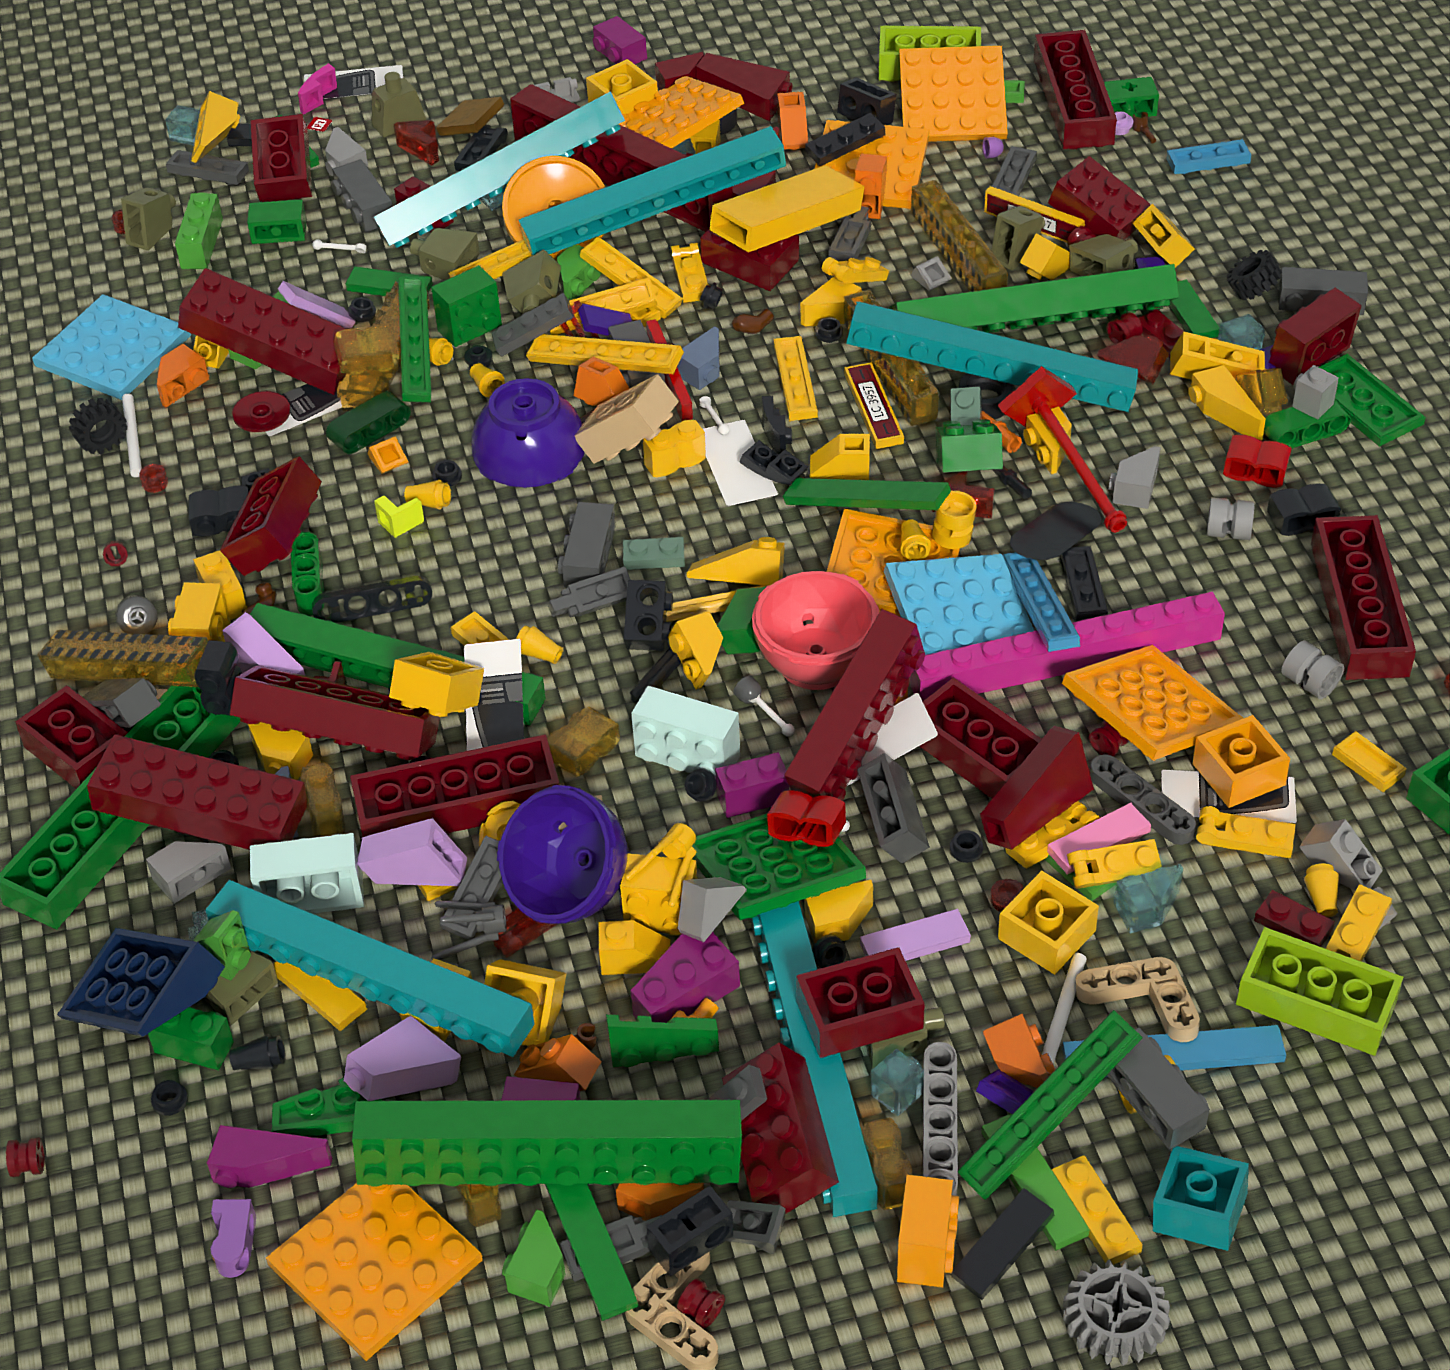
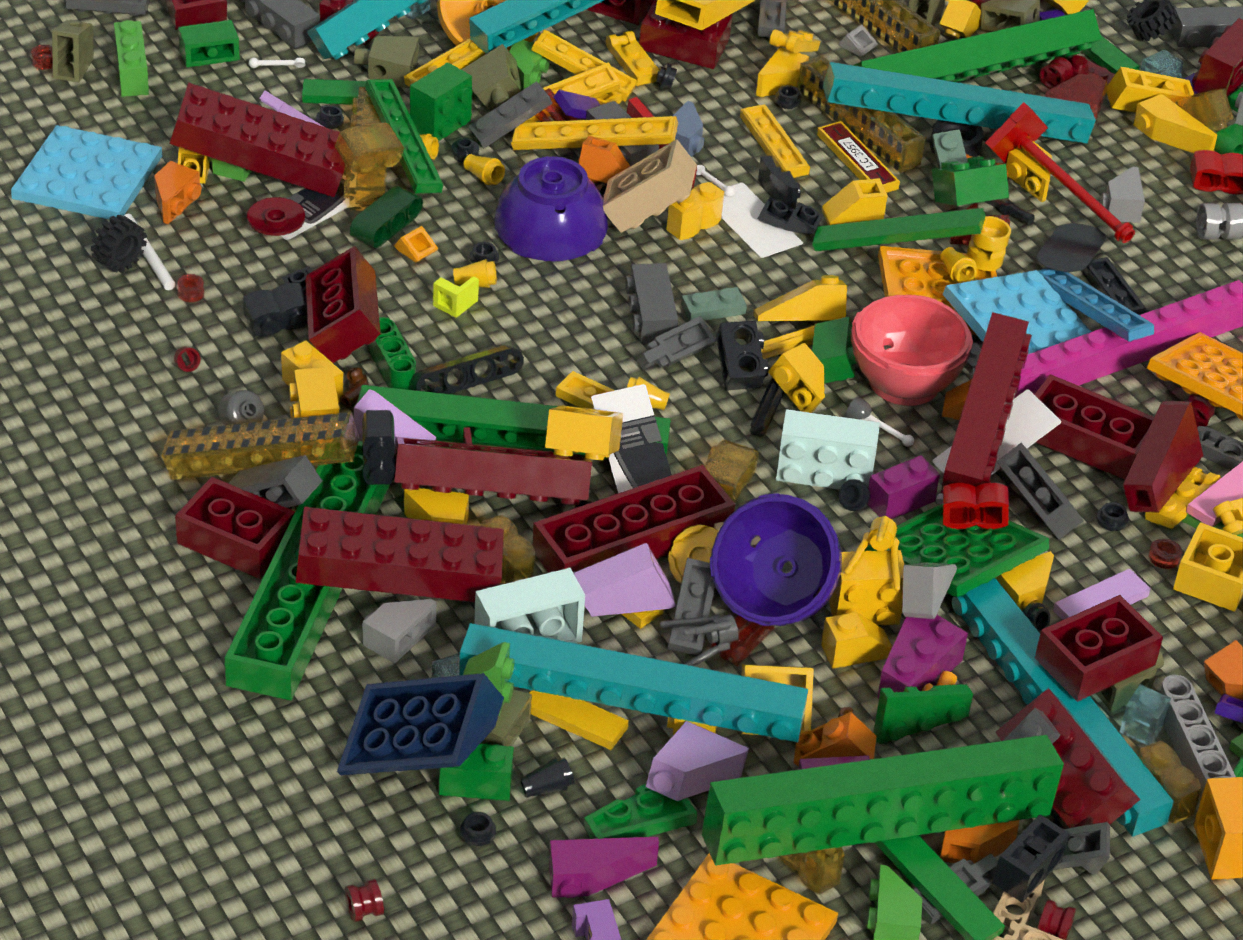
camera: 20 degrees left, 5 degrees down
(752, 324) = (713, 98): reddish brown arm -> none

